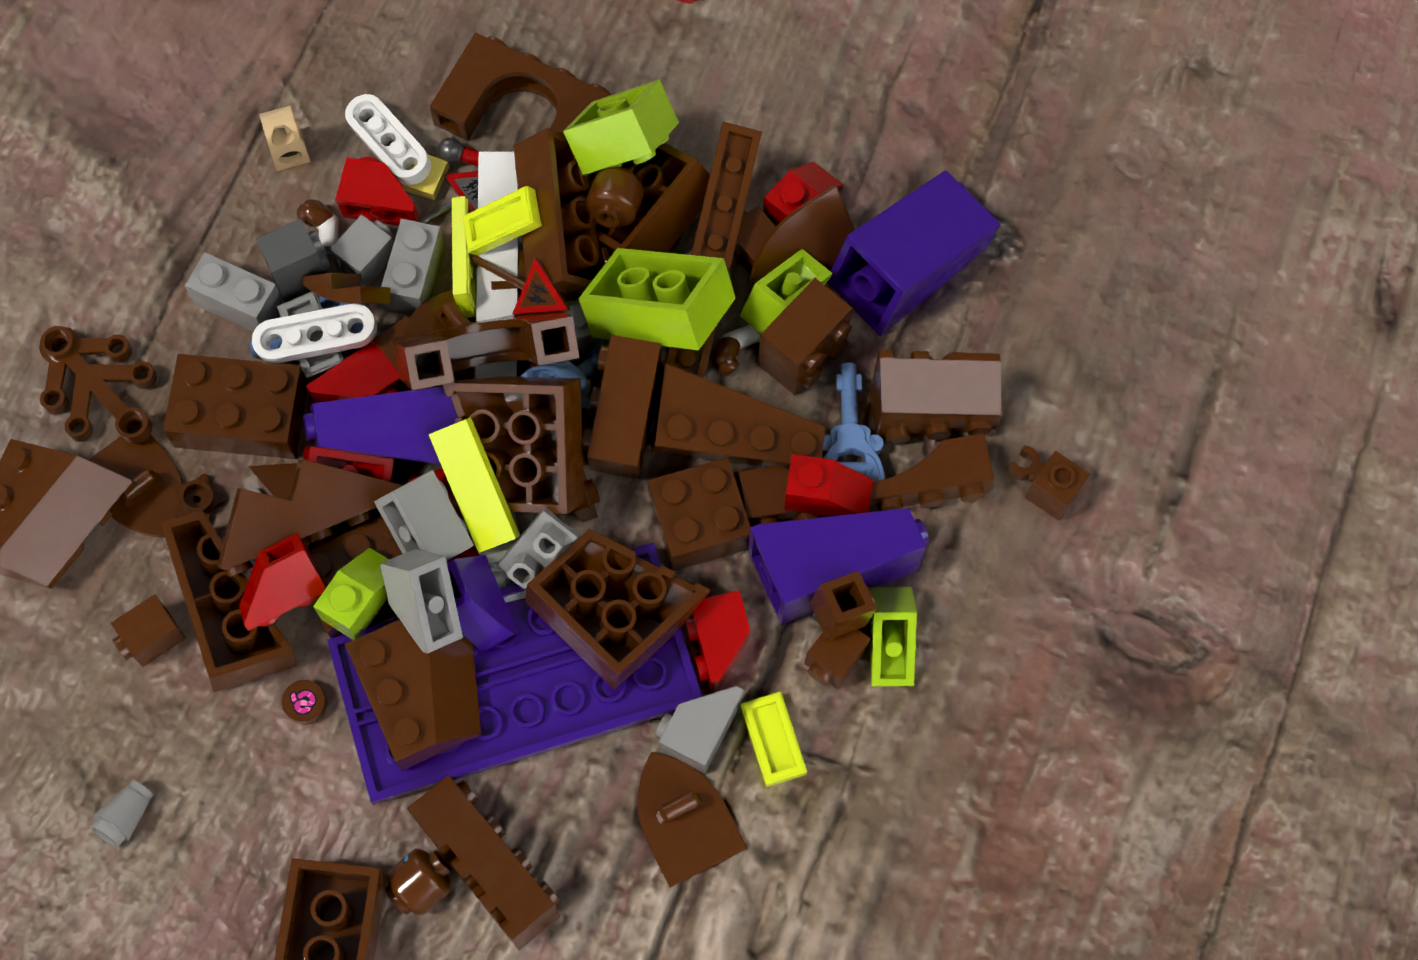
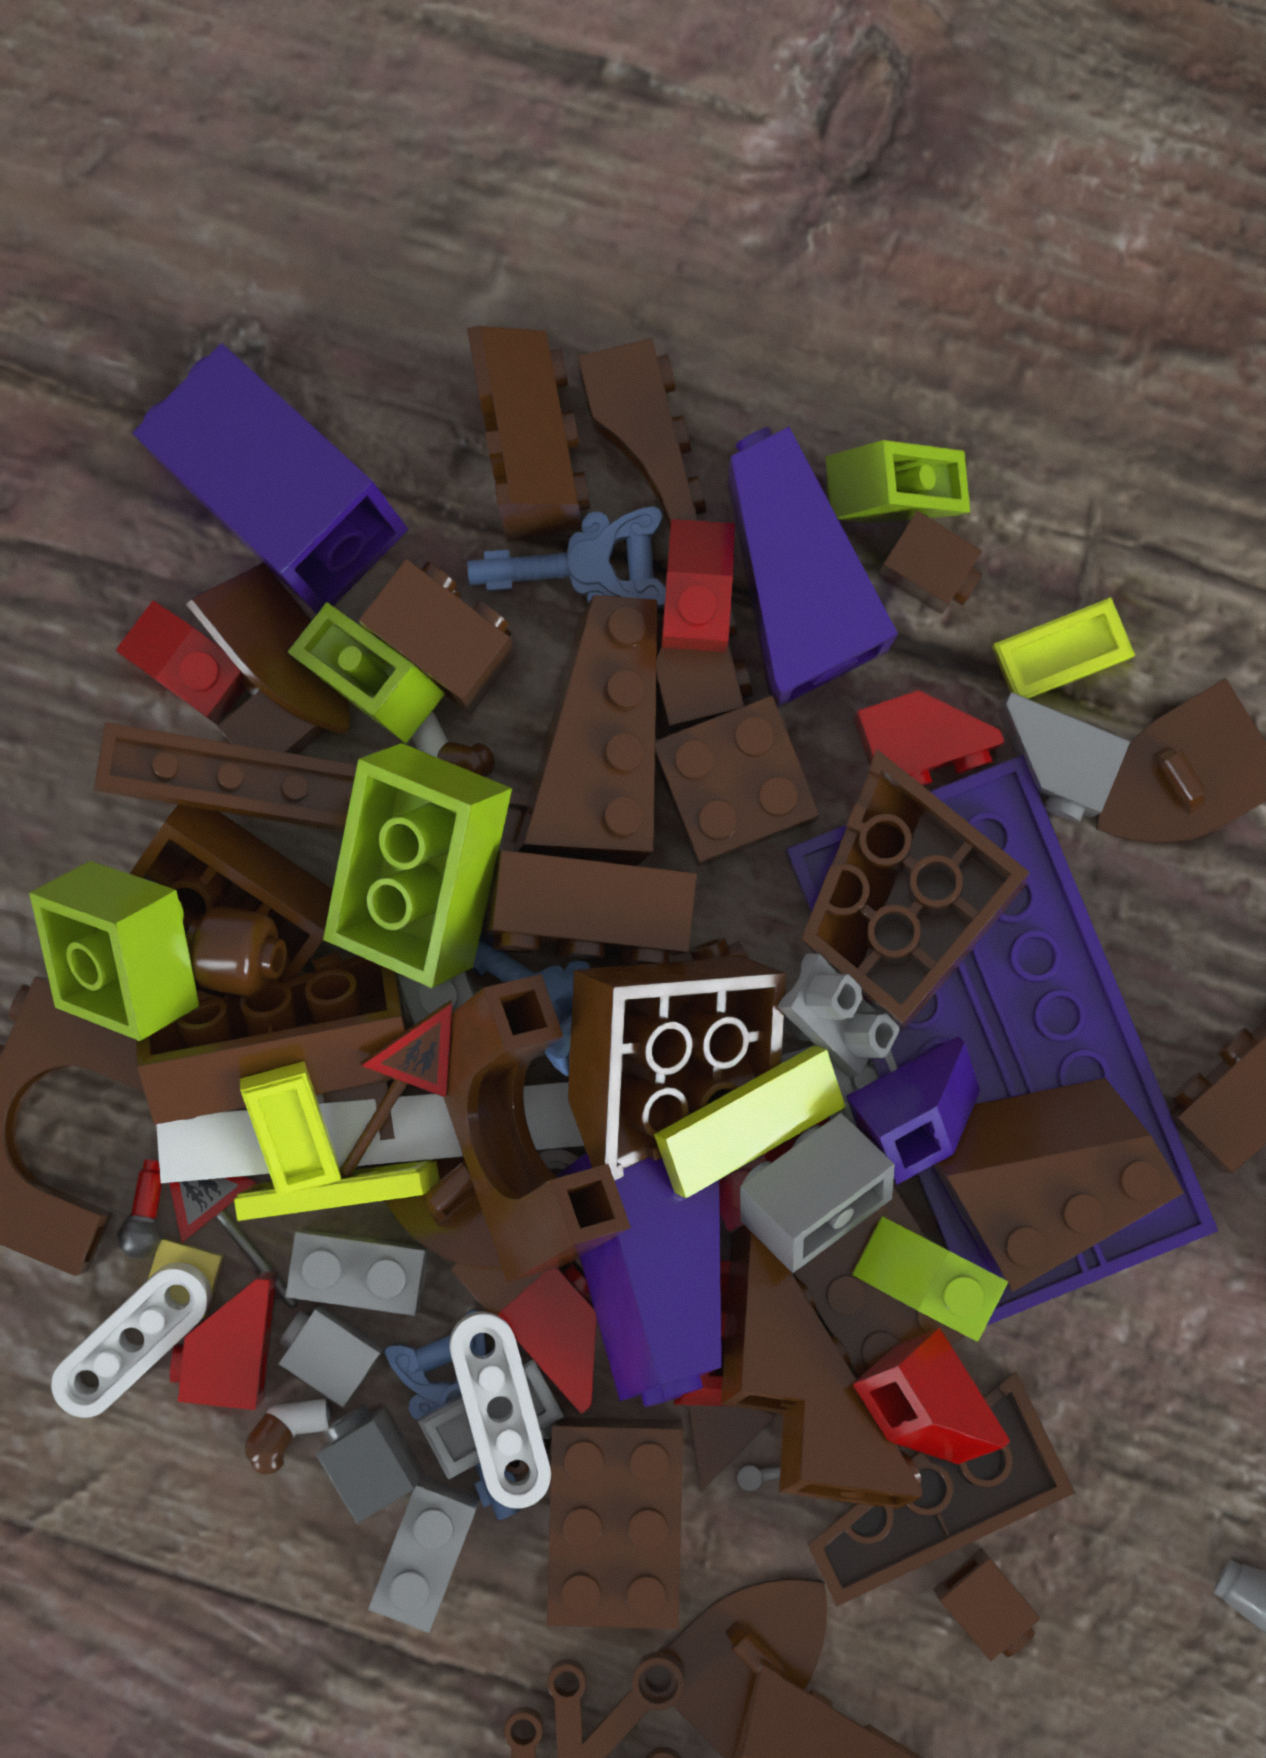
camera: 90 degrees left, 15 degrees up
(196, 488) = (757, 1581): reddish brown plate -> none
(284, 136) = (144, 1510): tan leg -> none
(304, 702) = (1069, 1351): reddish brown tile -> none
(346, 289) = (417, 1374): reddish brown slope -> none
(423, 598) = (944, 1177): light grey slope -> none
(843, 605) = (890, 545): reddish brown brick -> none
(1053, 483) = (639, 254): reddish brown brick -> none

